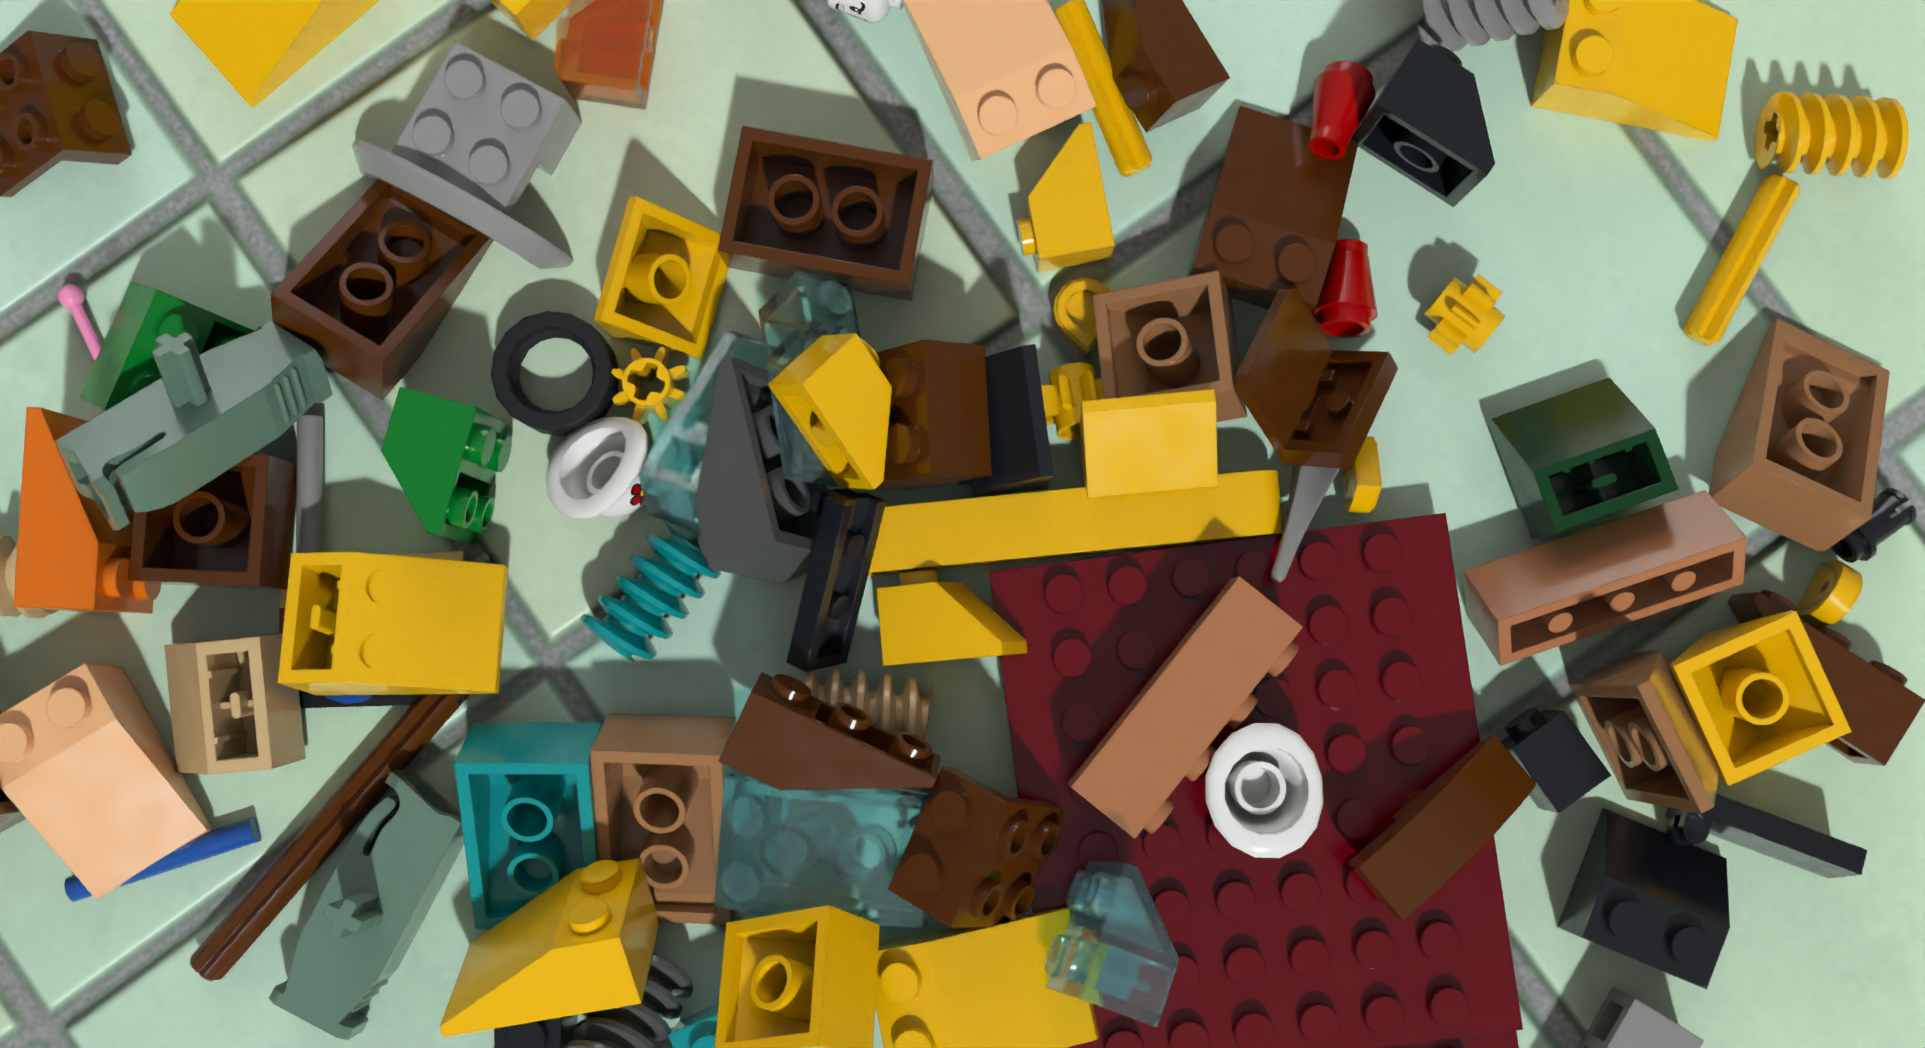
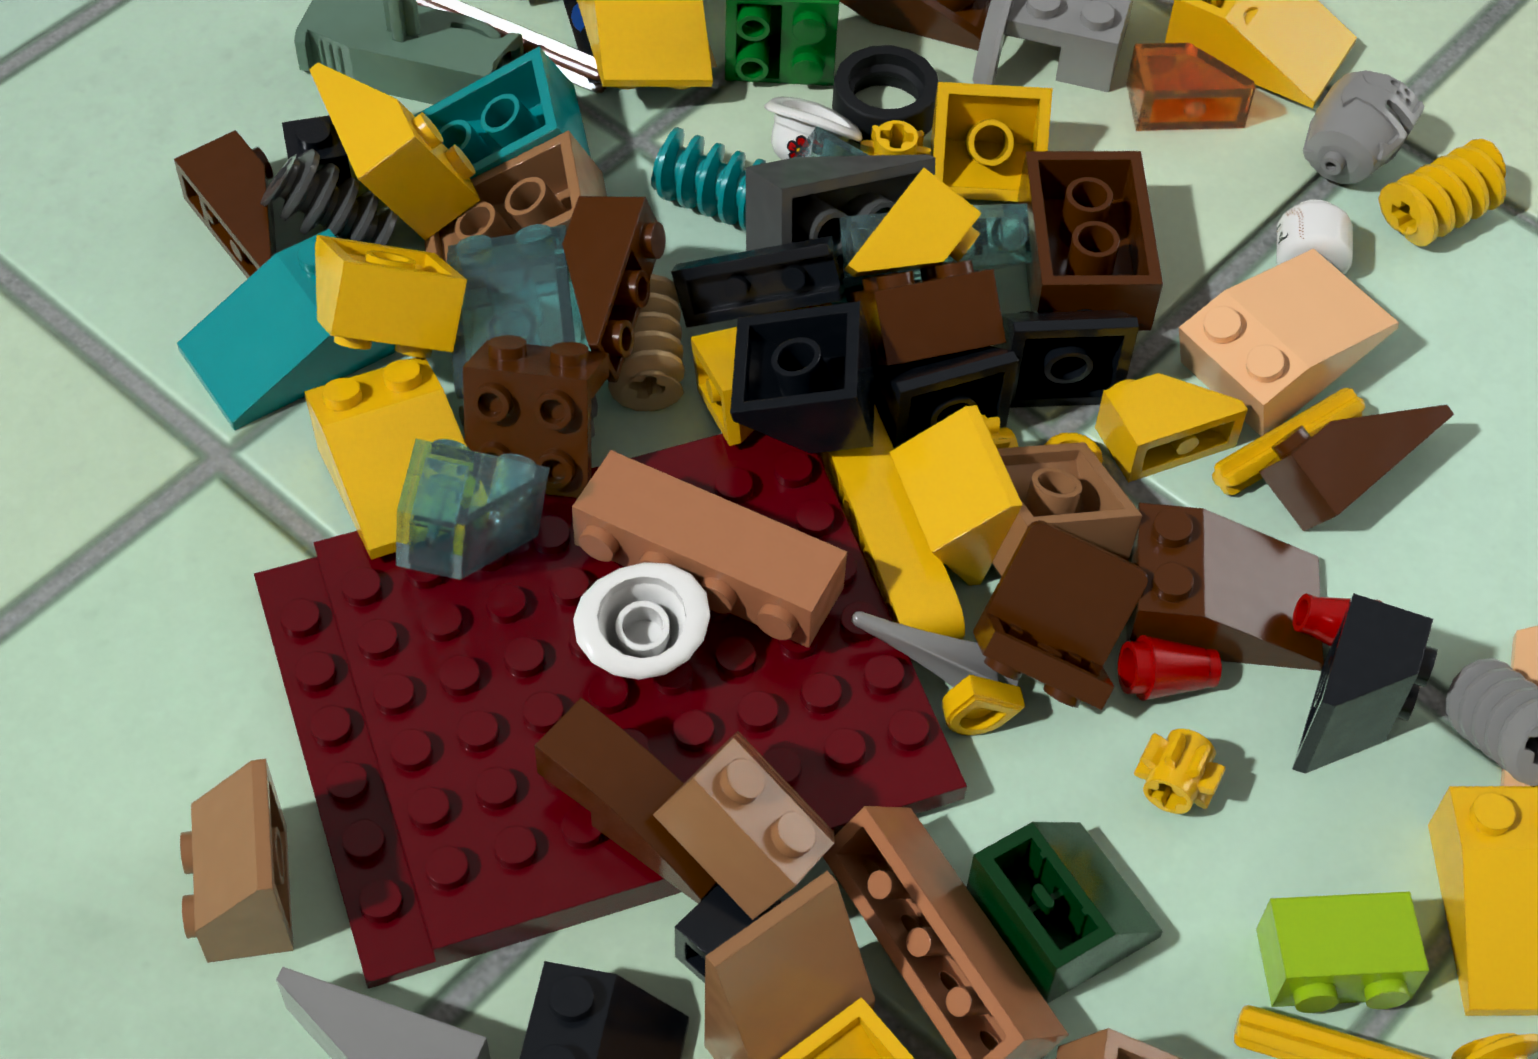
camera: 75 degrees right, 30 degrees down
(965, 278) = (1068, 355): none -> black slope
(998, 566) = (807, 377): none -> black slope
(1495, 724) = (746, 826): none -> medium nougat slope
(1661, 228) = (1341, 950): none -> lime piece

